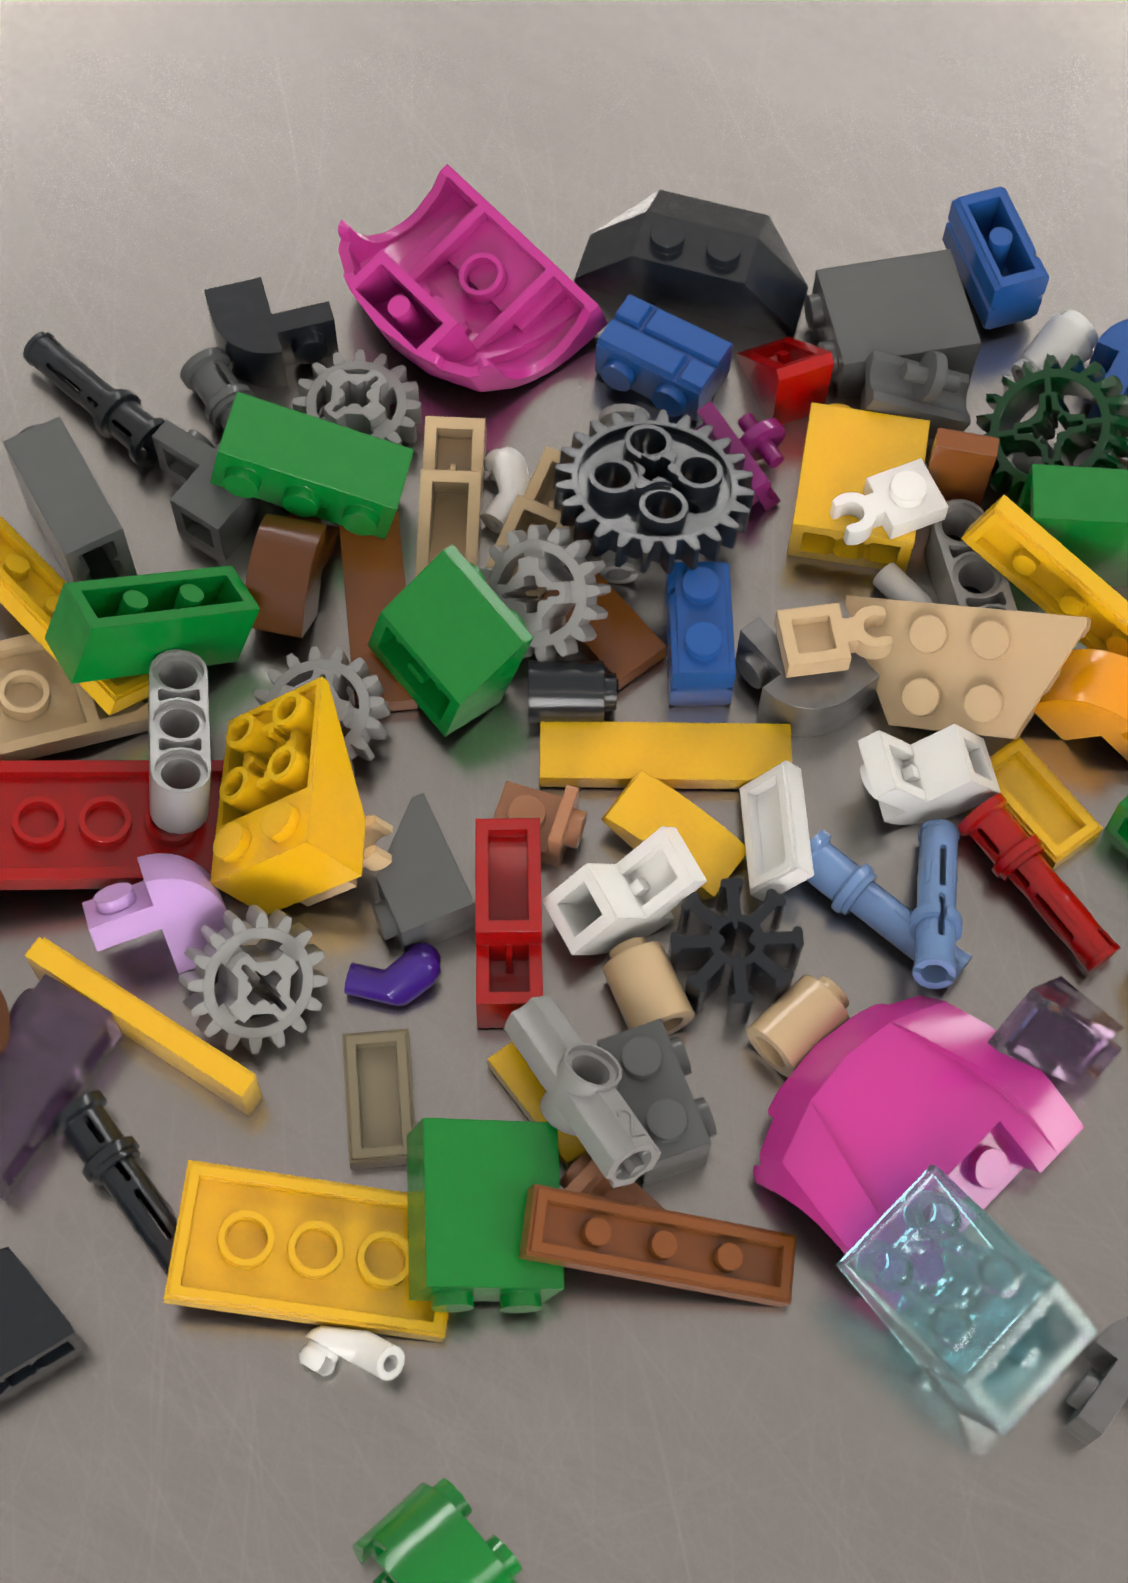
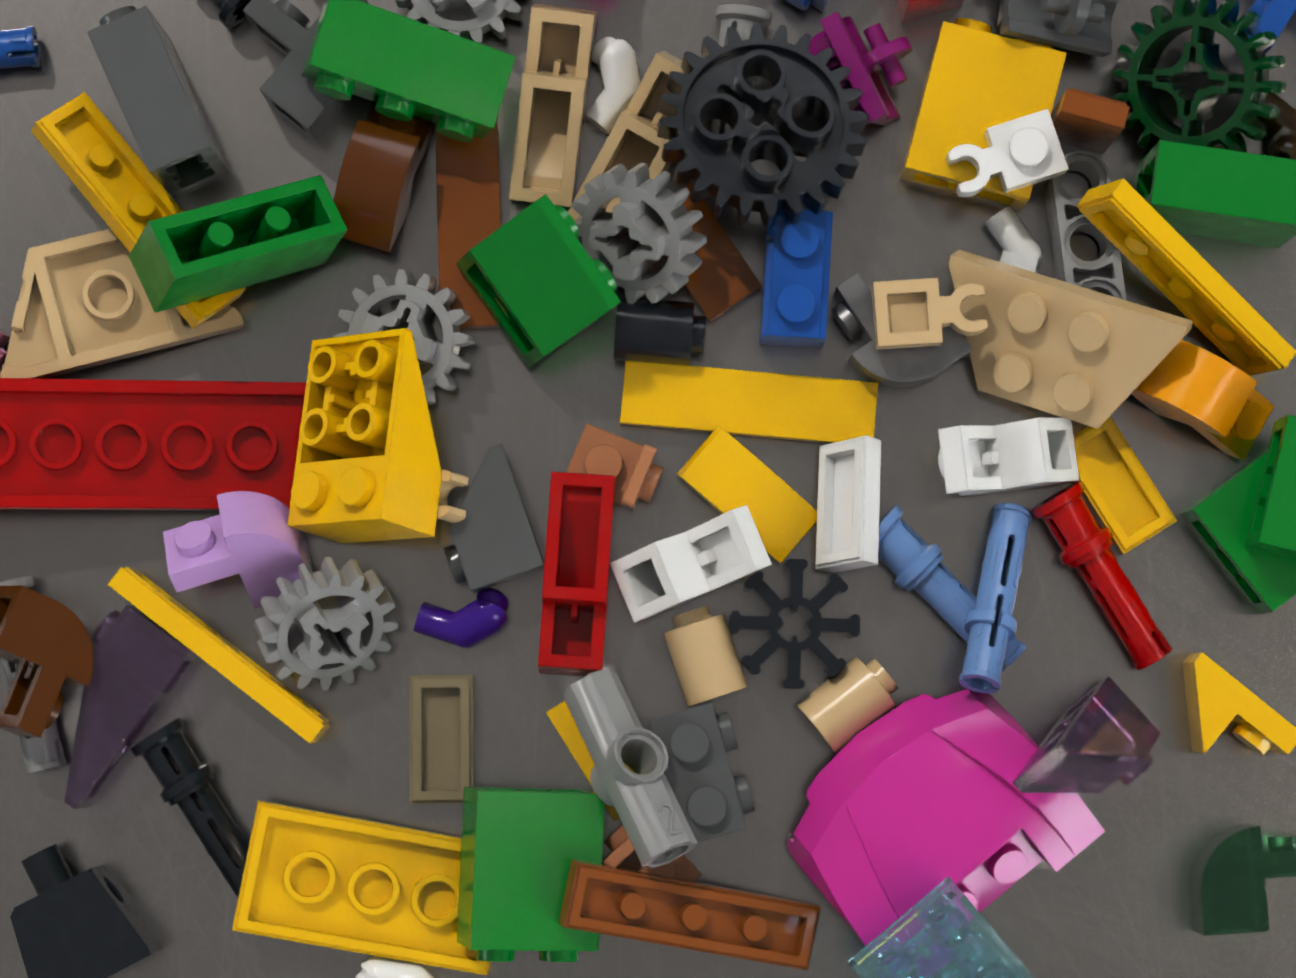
camera: 10 degrees right, 20 degrees up
(179, 741) = (265, 343): light grey beam -> none

